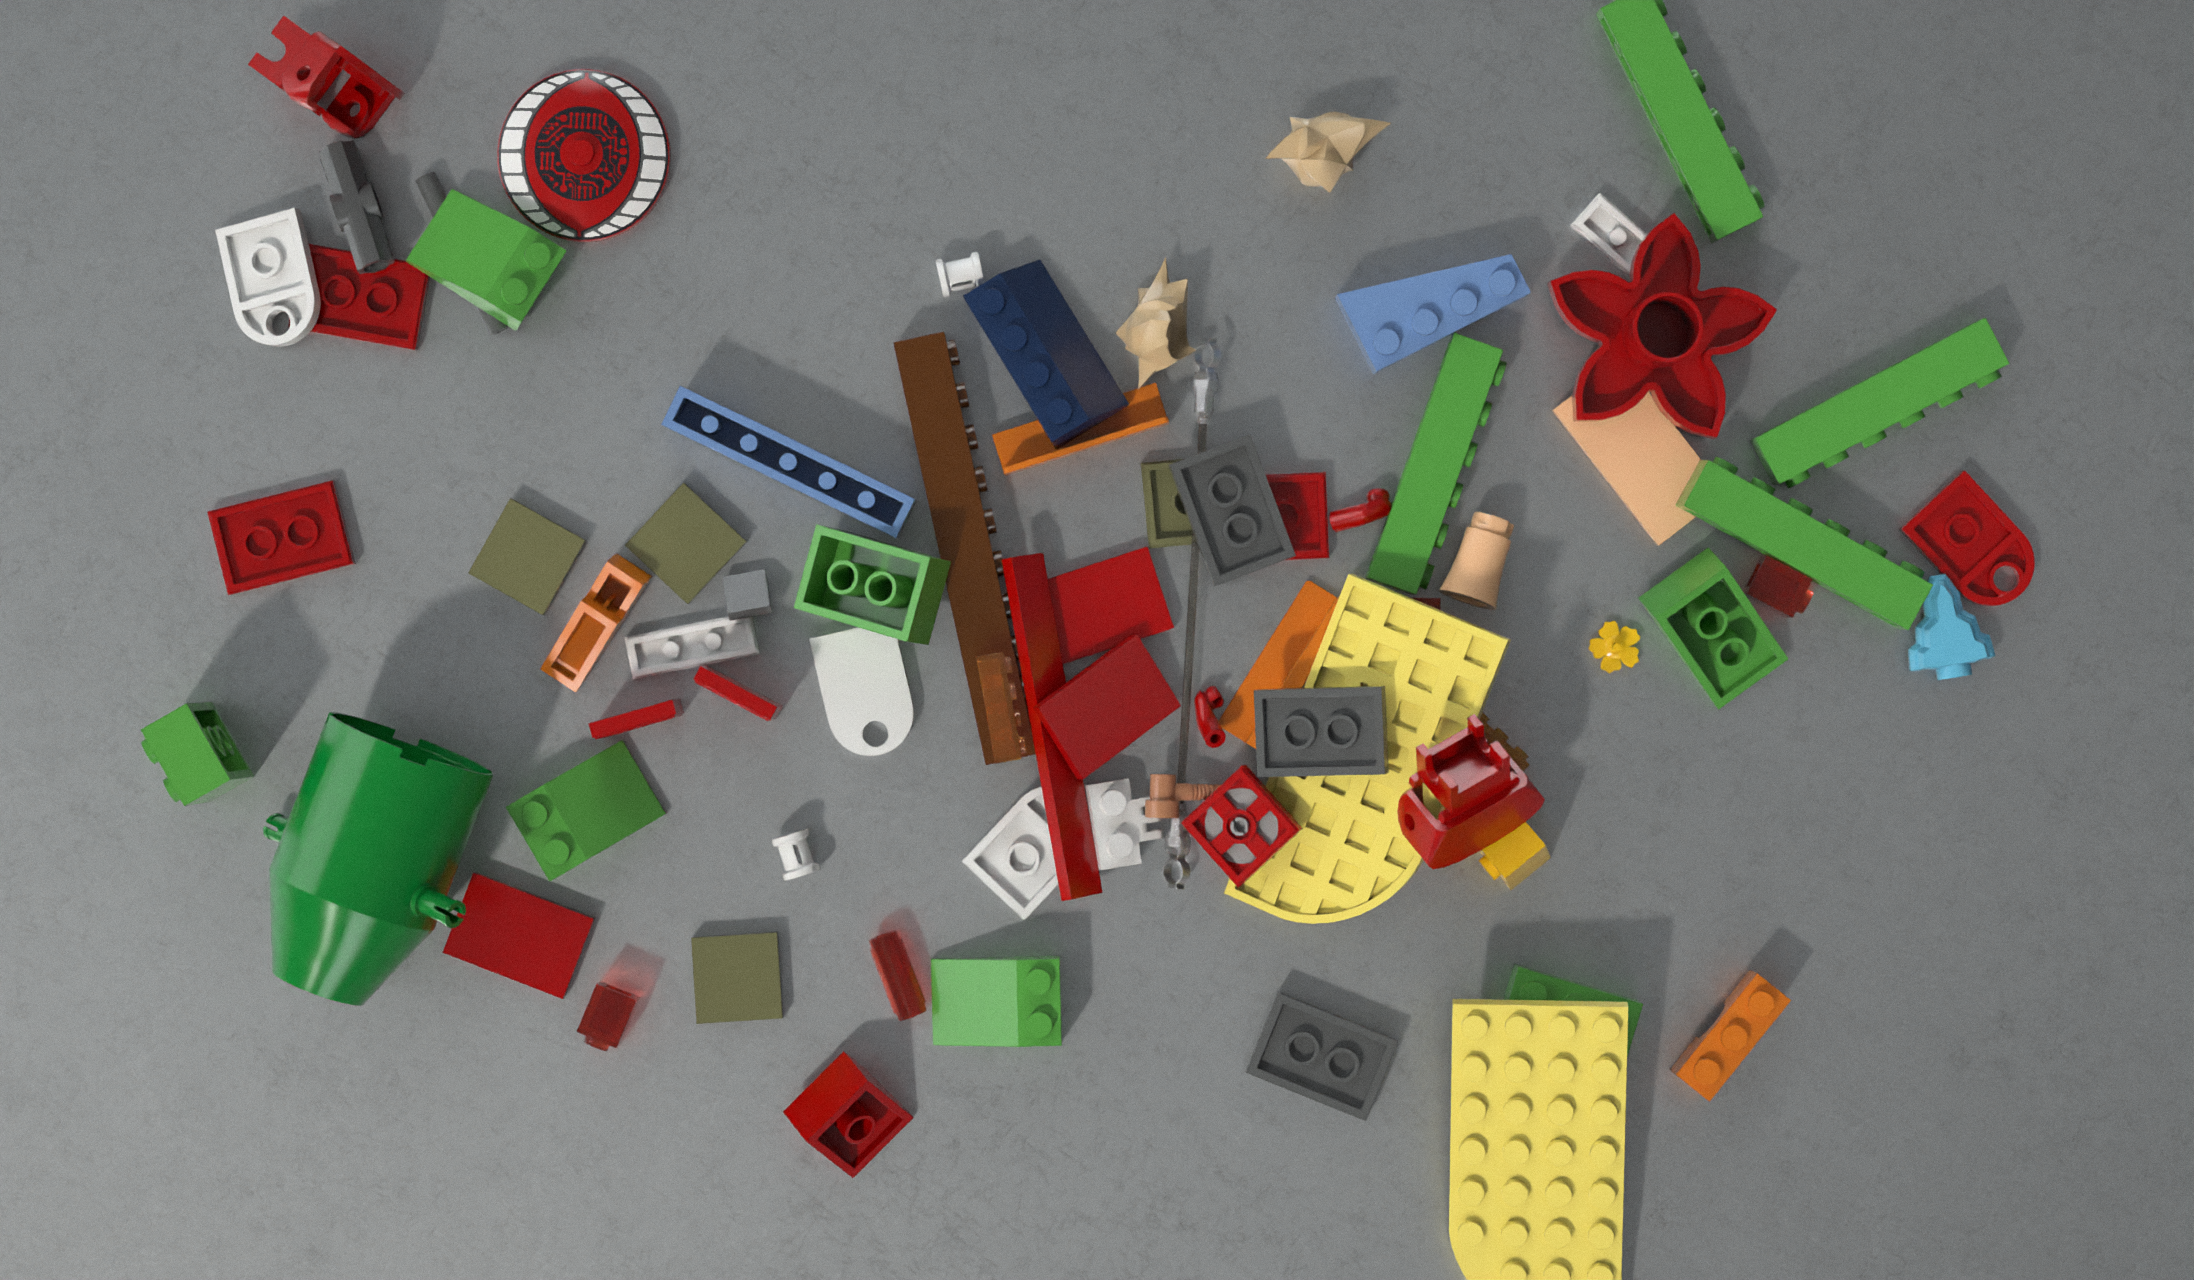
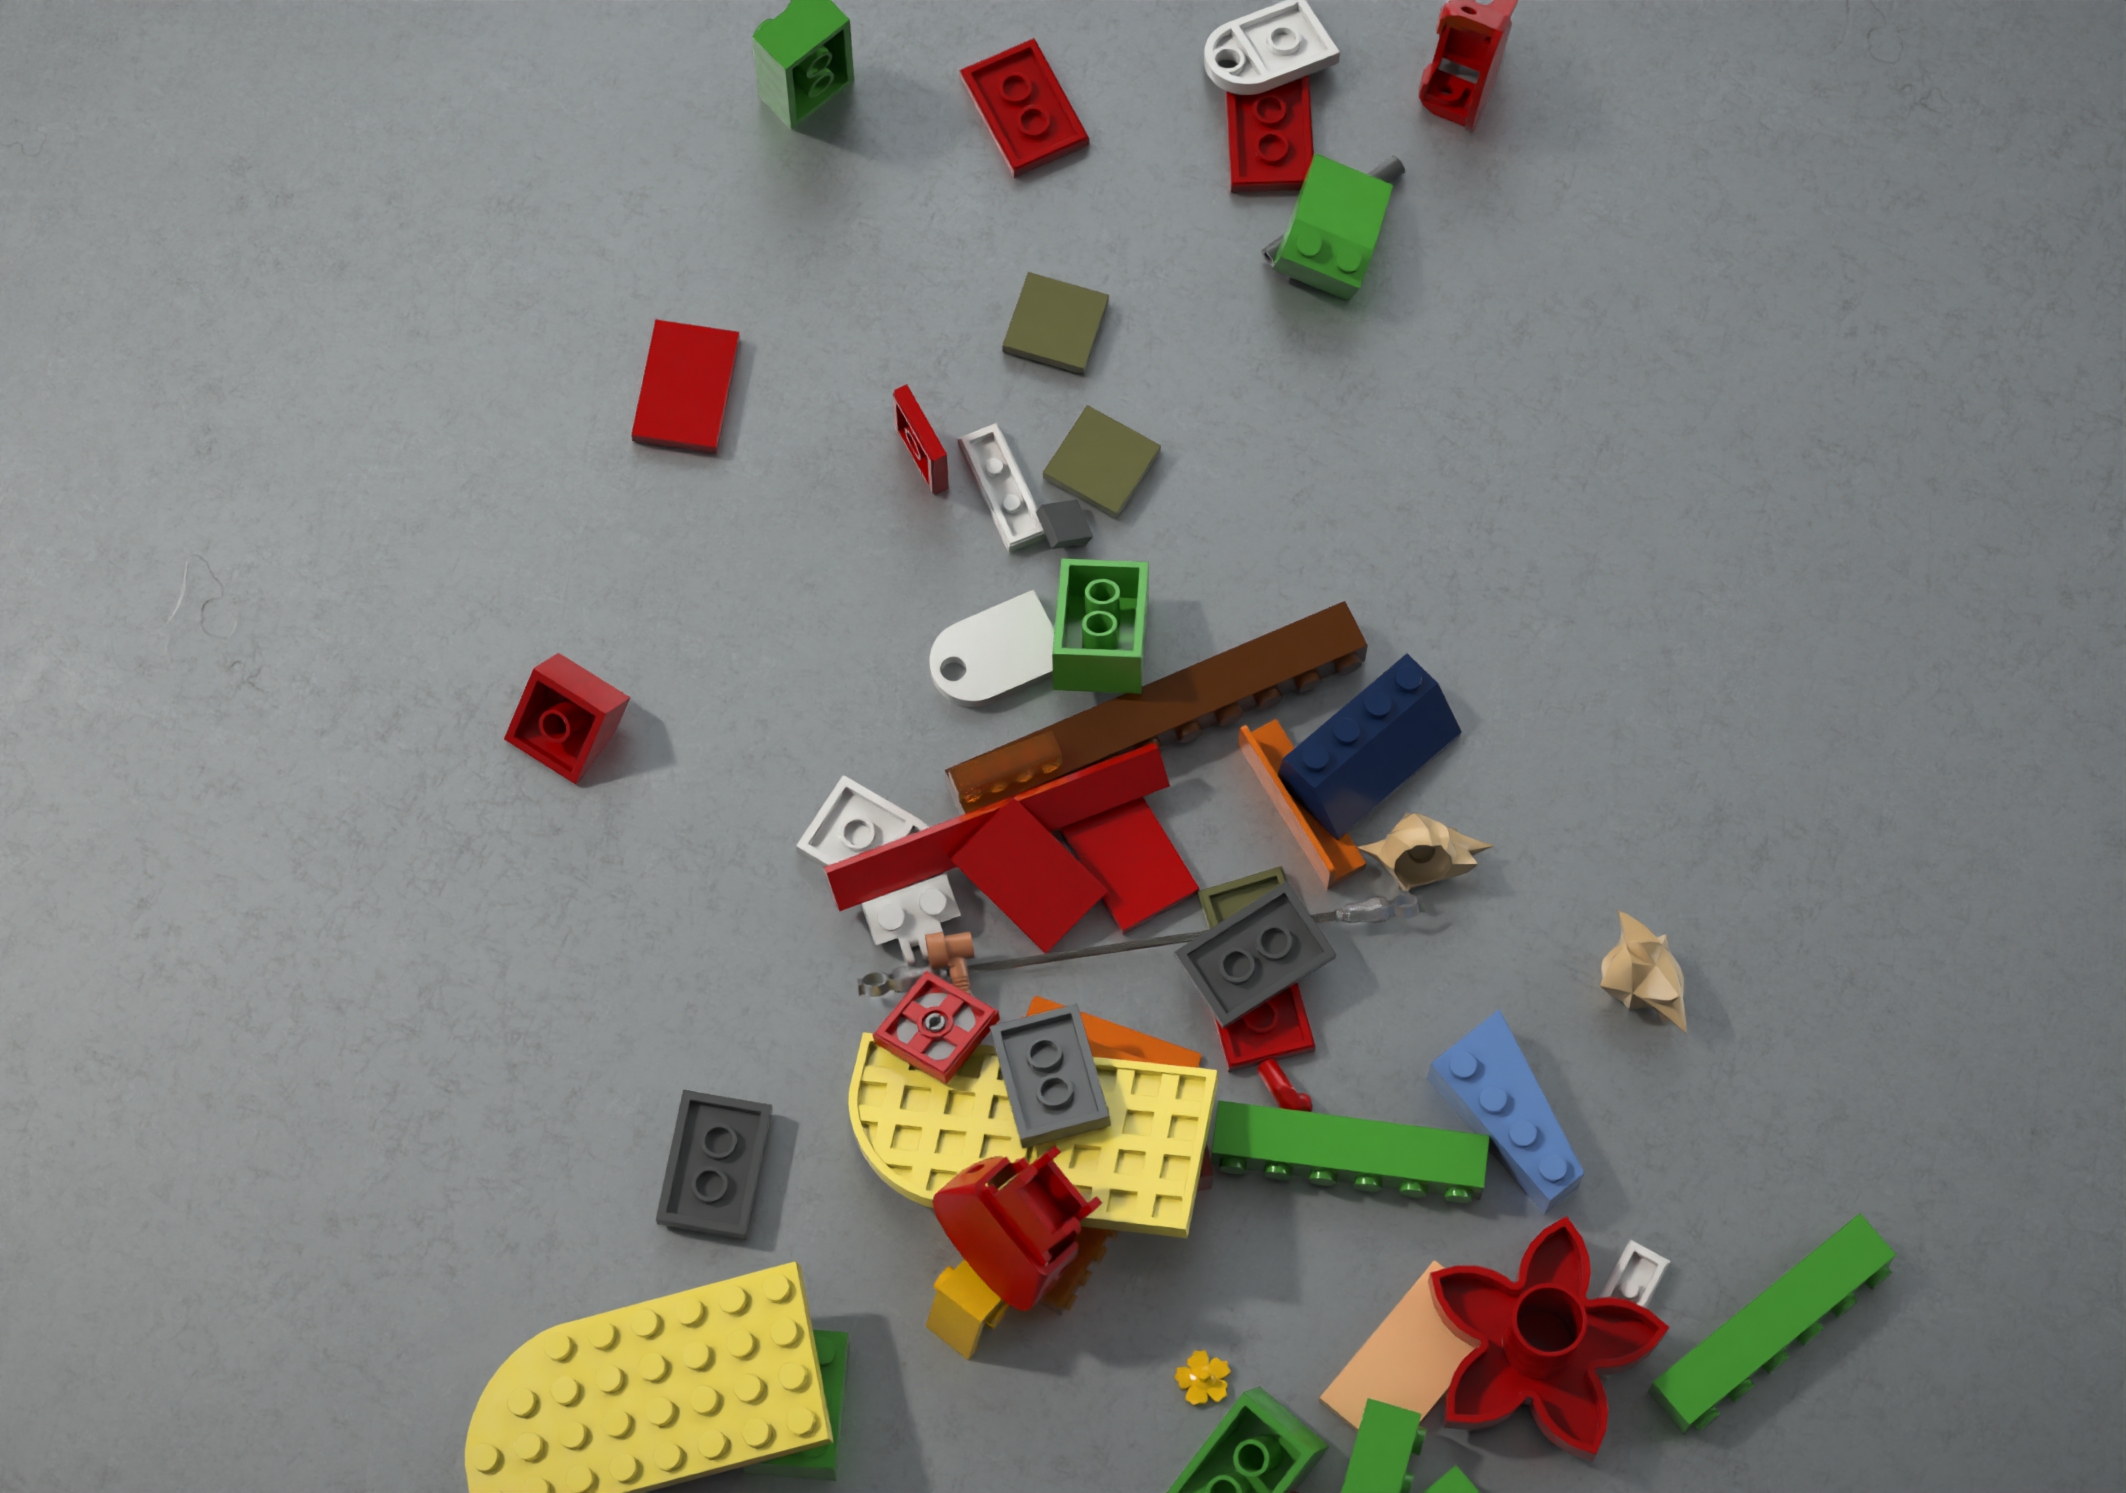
camera: 85 degrees right, 20 degrees down
(356, 207) = (1354, 106): dark grey piece -> none
(368, 857) = (737, 215): green piece -> none
(584, 155) = (1454, 299): dish -> none
(585, 810) = (819, 417): bright green slope -> none
(595, 622) = (1007, 393): orange slope -> none
(607, 1016) = (622, 477): clear red brick -> none
(737, 693) = (965, 526): red tile -> none
(737, 977) = (684, 591): olive tile -> none
(789, 462) = (1203, 533): medium blue brick -> none
(792, 867) = (817, 618): white bush -> none
(897, 975) = (716, 737): clear red piece -> none
(959, 274) = (1427, 654): white bush -> none
(996, 1001) = (709, 840): bright green slope -> none
(1206, 720) = (1041, 981): red arm -> none
(1479, 562) = (1259, 1215): light nougat plant -> none

